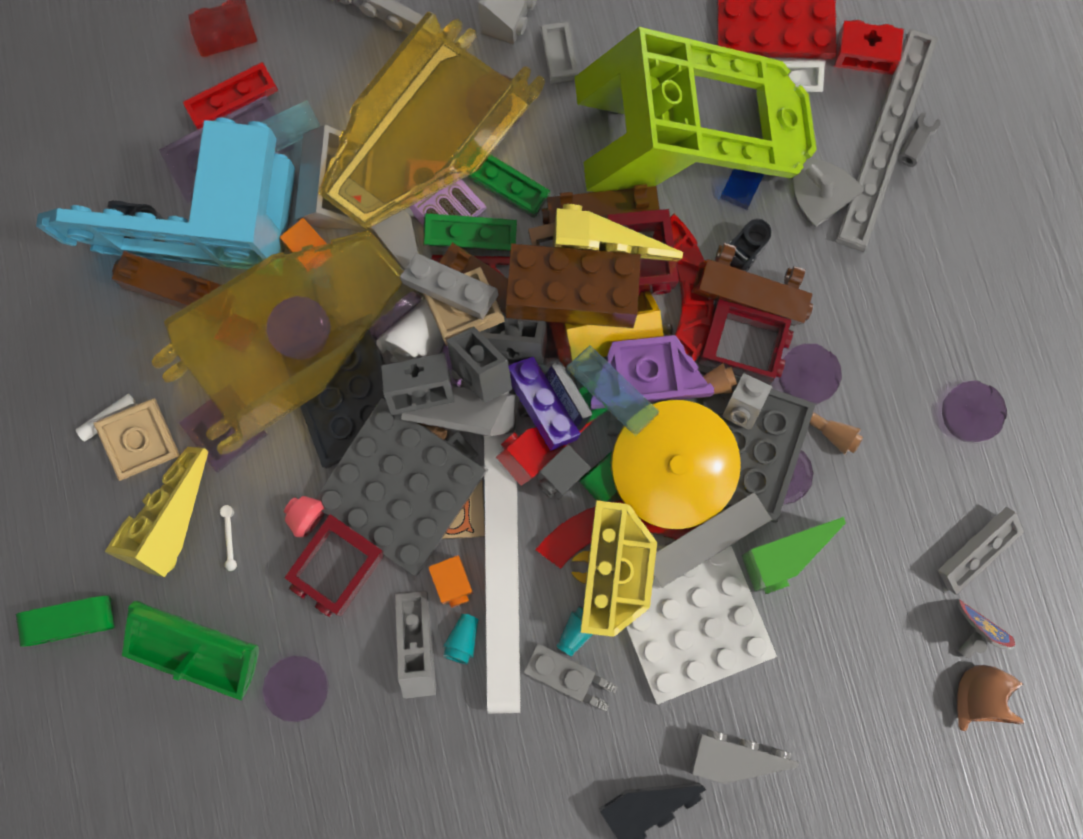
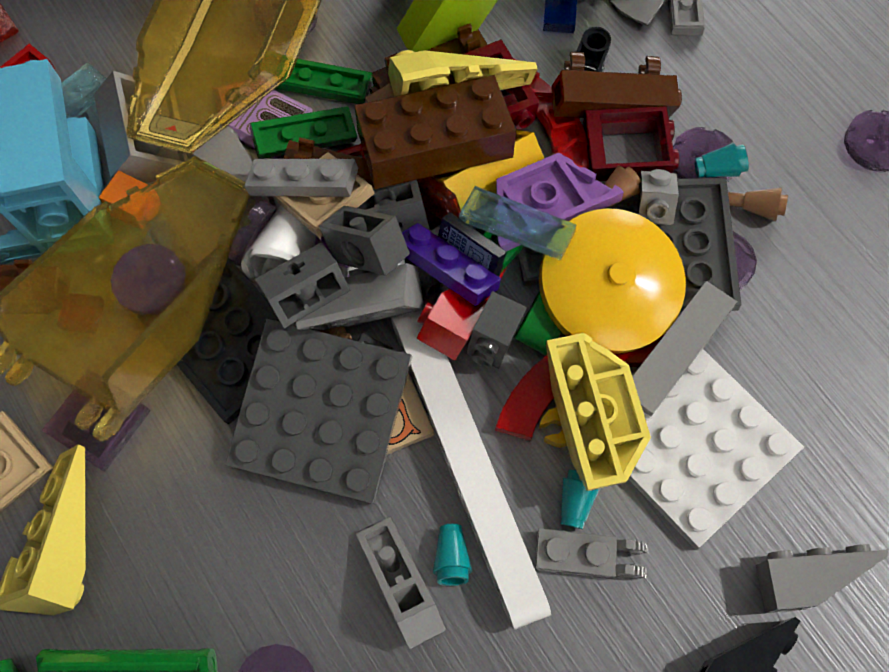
camera: 20 degrees left, 10 degrees down
(227, 512) = (129, 512): white hinge -> none
(303, 515) = (219, 480): coral cone -> none
(323, 603) = (285, 486): dark red window -> none
(451, 581) = (416, 494): orange brick -> none
(785, 558) = (762, 343): bright green slope -> none
(818, 388) = (723, 162): none -> teal cone

